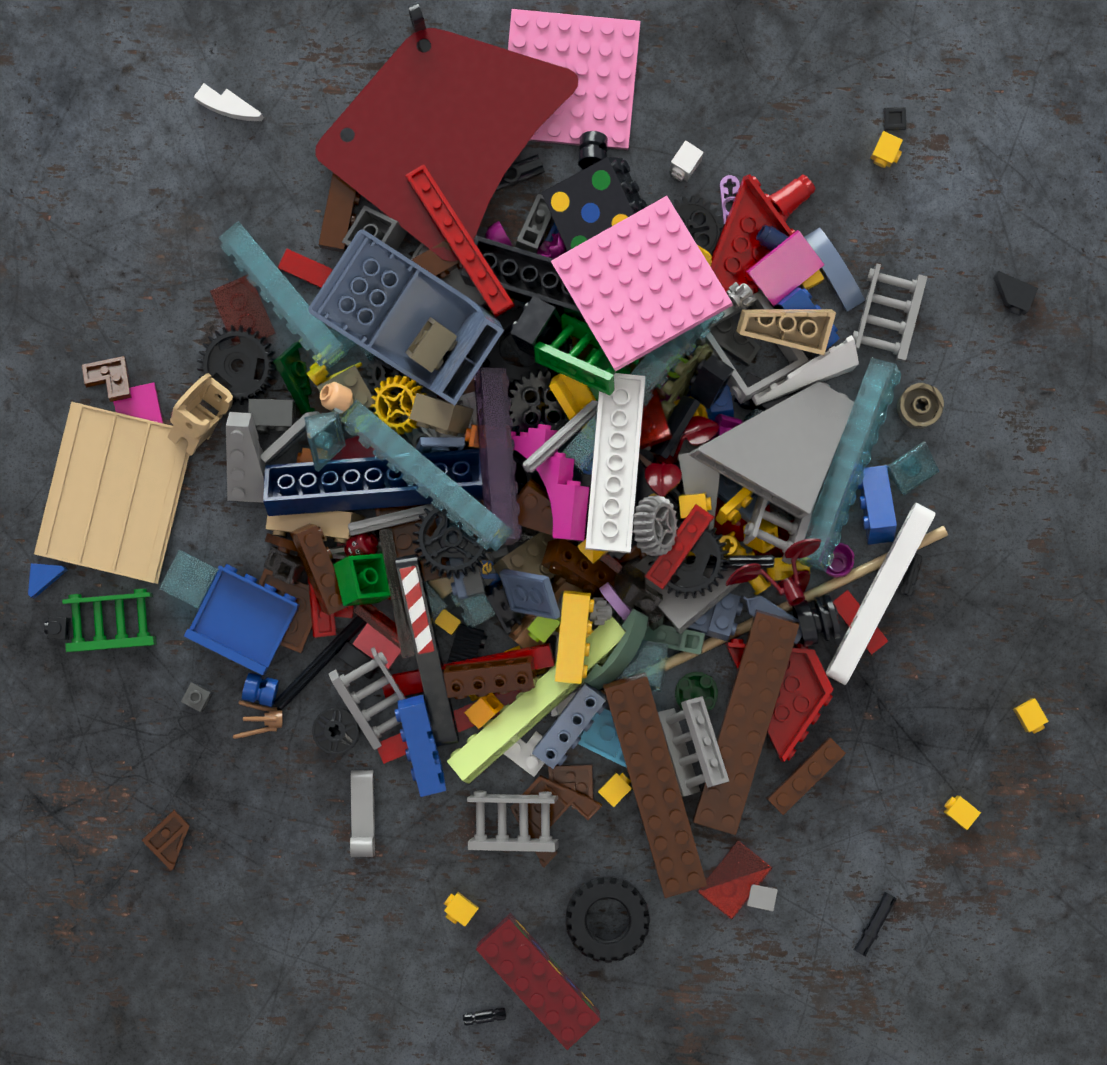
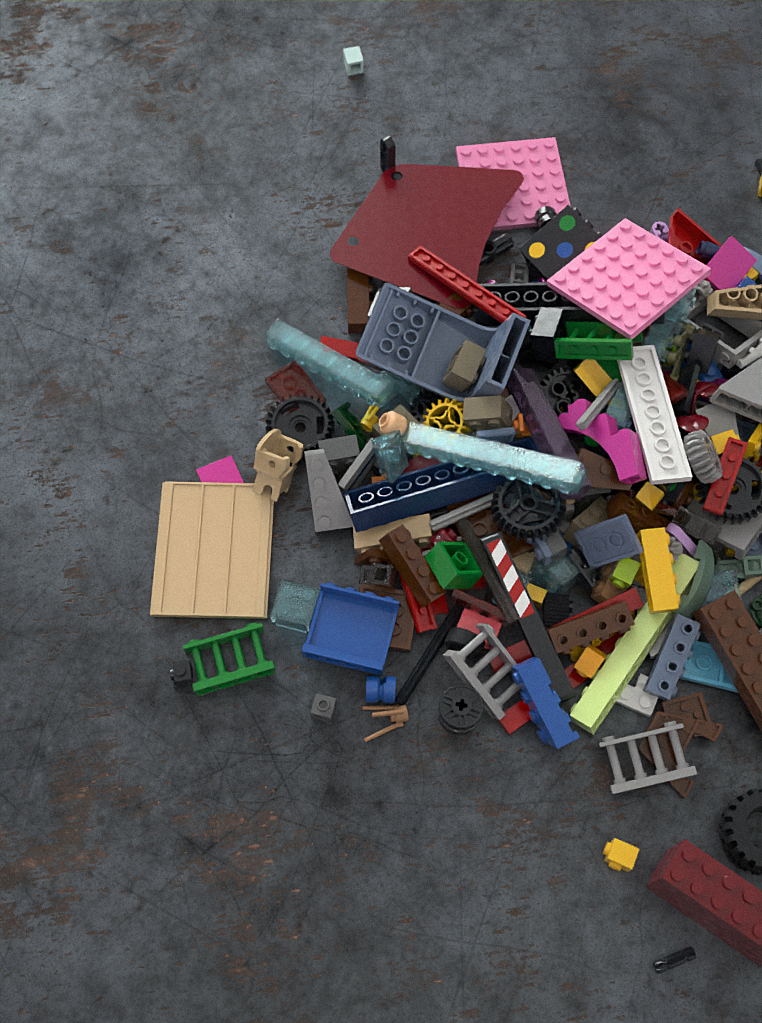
camera: 15 degrees left, 20 degrees down
(42, 577) = (162, 631): blue slope -> none
(112, 373) = (192, 453): plate -> none
(167, 838) = (322, 849): reddish brown wing -> none
(227, 104) = (251, 245): white slope -> none
(362, 814) = (510, 806): light grey beam -> none
(615, 788) = (728, 710): yellow brick -> none
(685, 161) = (623, 209): white brick -> none
(792, 195) = (713, 222): red plant -> none

